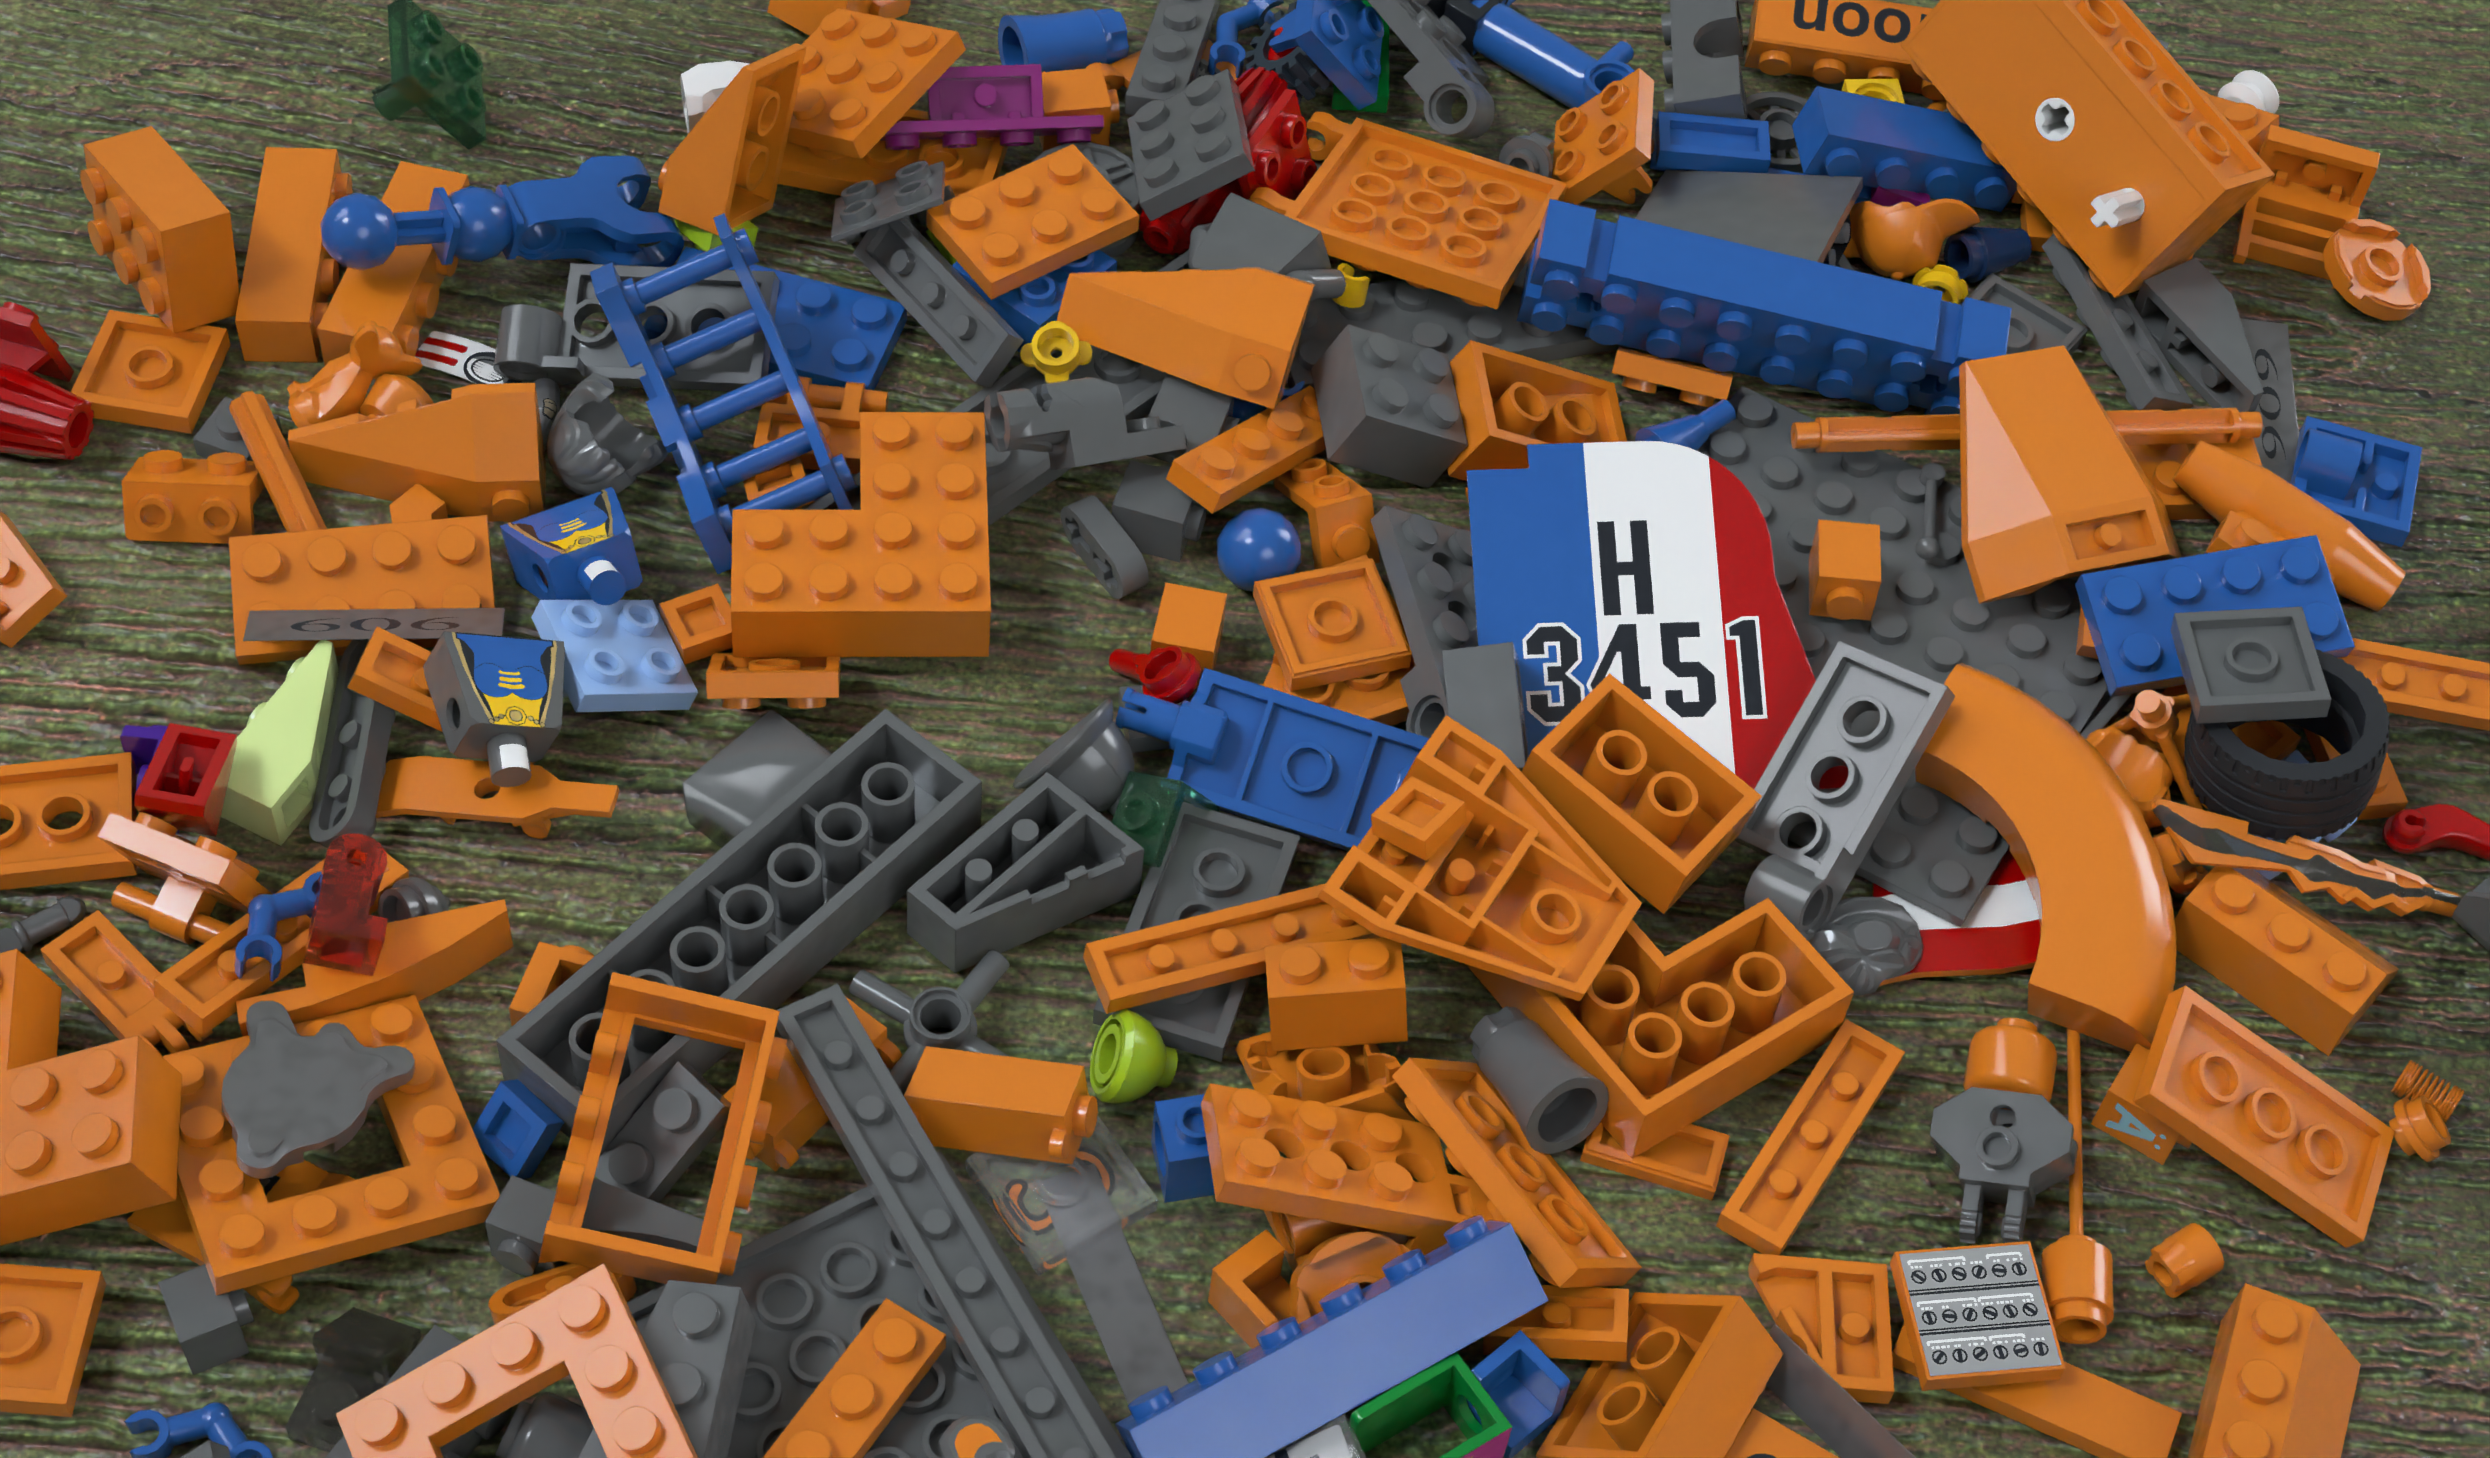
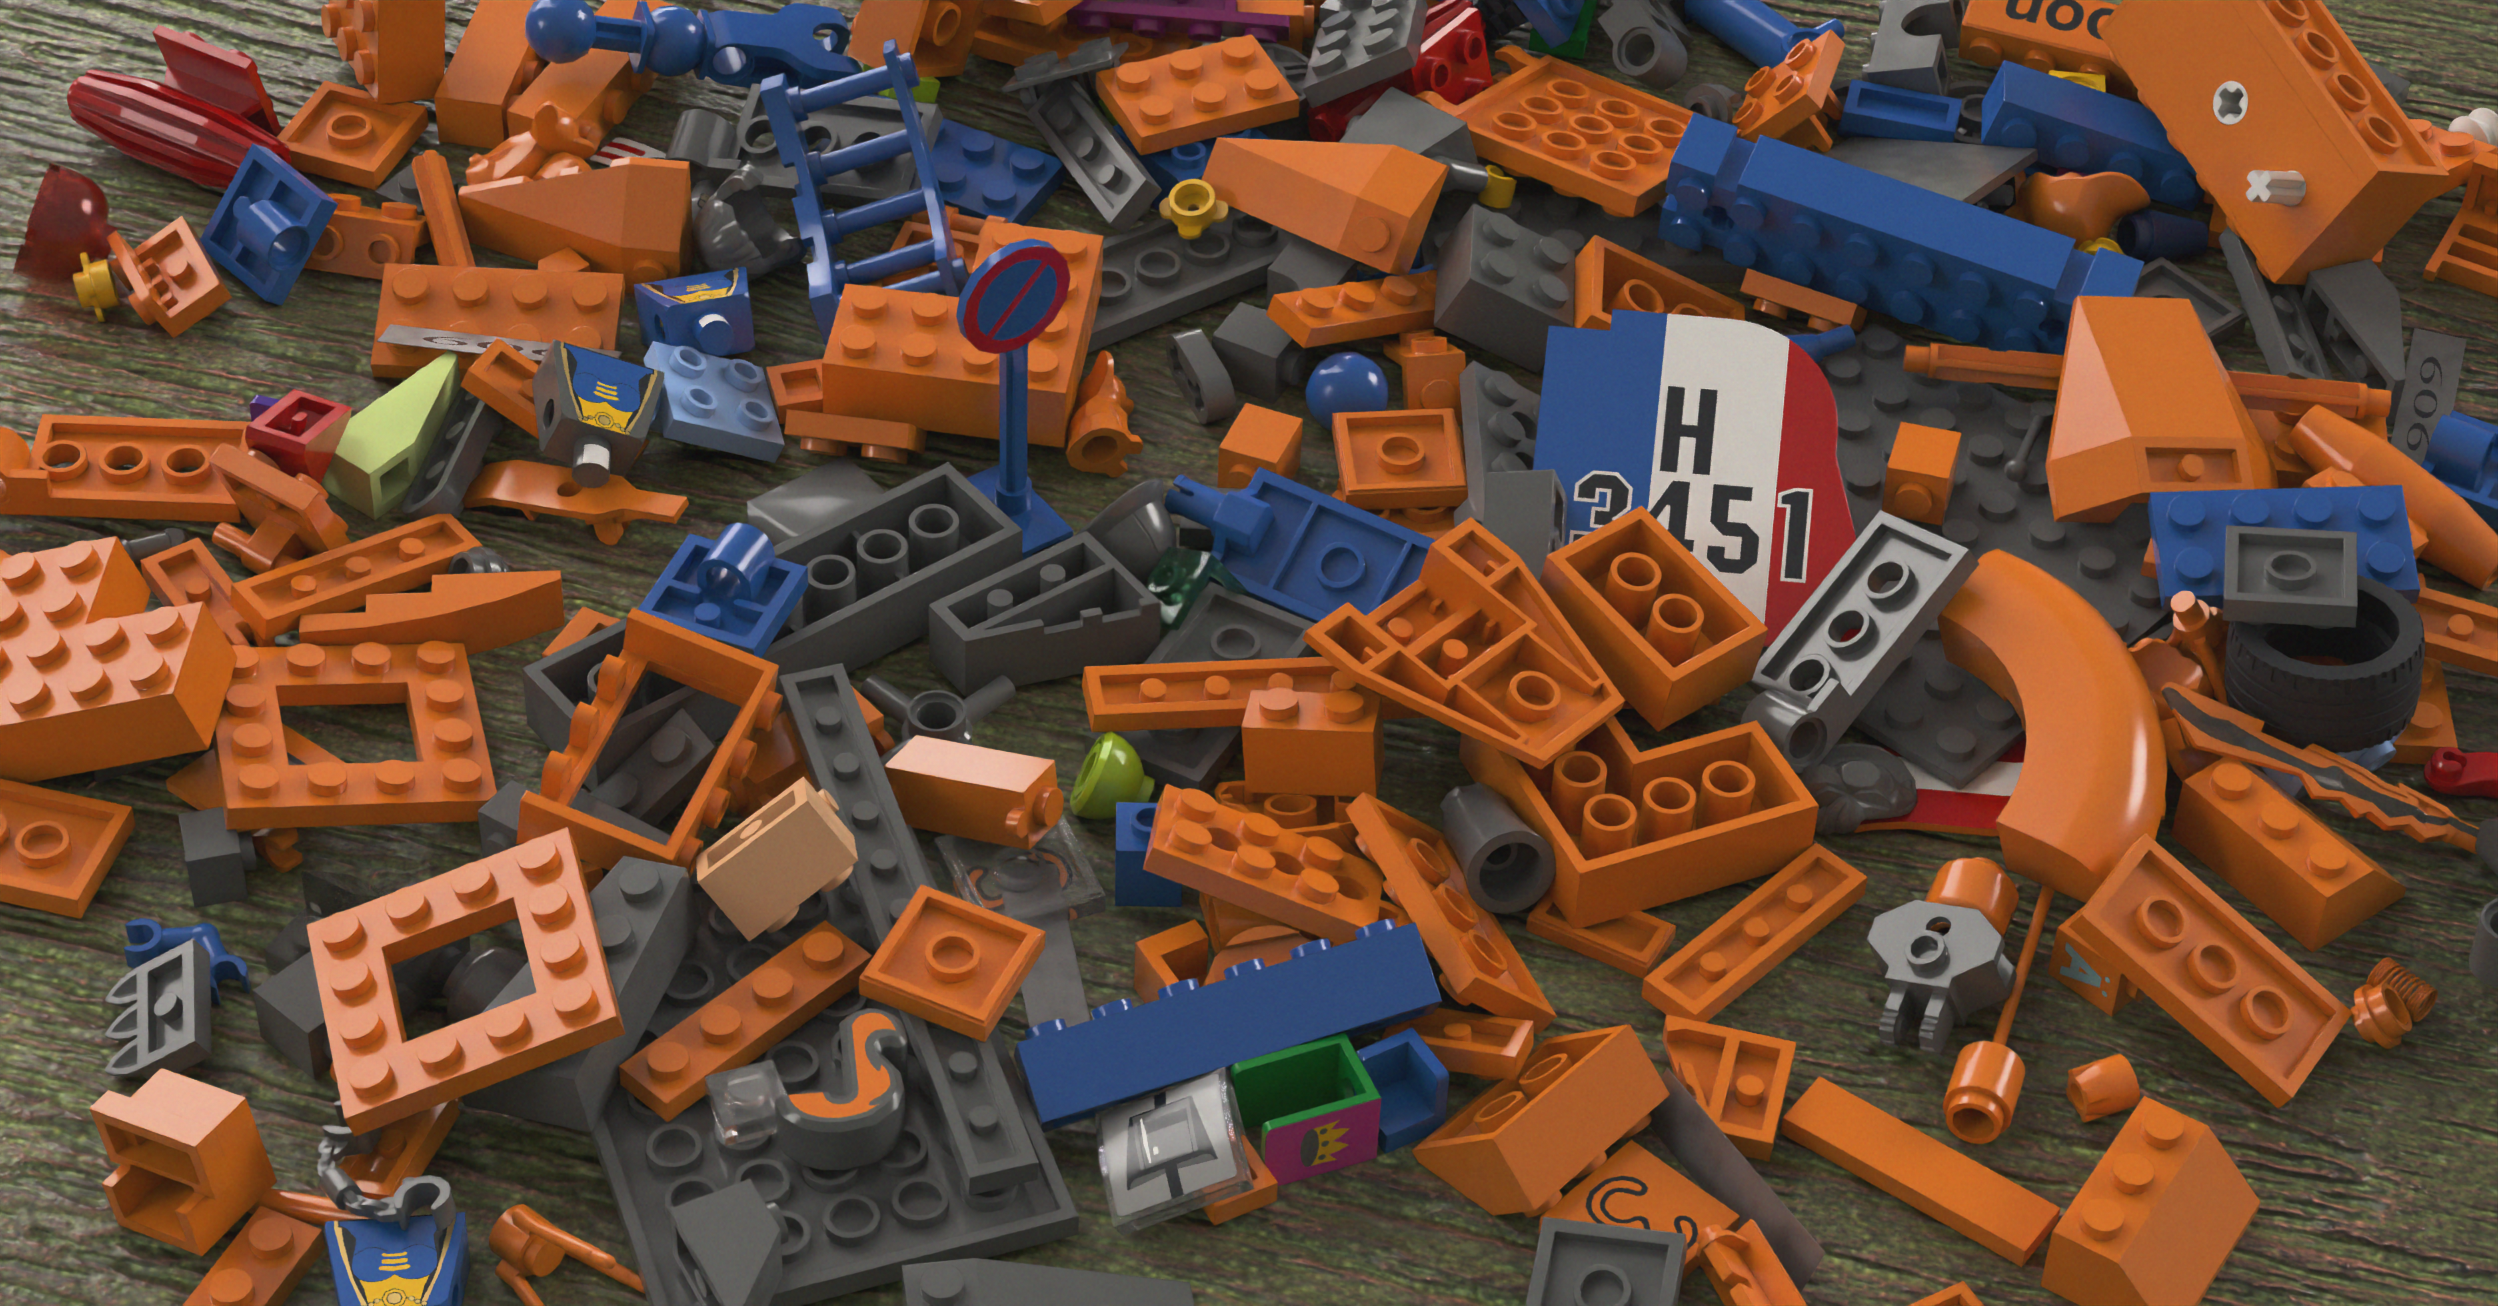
camera: 15 degrees right, 10 degrees down
(88, 503) = (267, 224): none -> blue plate
(263, 916) = (391, 548): blue arm -> none
(302, 1090) = (341, 683): flat silver tile -> none
(340, 924) = (415, 548): clear red leg -> none
(516, 1129) = (524, 749): blue plate -> none
(696, 922) = (729, 588): none -> blue plate
(828, 1247) = (778, 859): none -> light nougat brick
(937, 582) = (1000, 313): none -> piece
(1019, 623) = (1100, 423): none -> orange animal
(1039, 1343) = (952, 963): none -> orange tile
(1075, 423) = (1191, 257): dark grey plate -> none
(1164, 671) = (1222, 472): red plate -> none
(1418, 818) = (1420, 595): orange plate -> none
(1976, 1316) = (1870, 1090): tile -> none

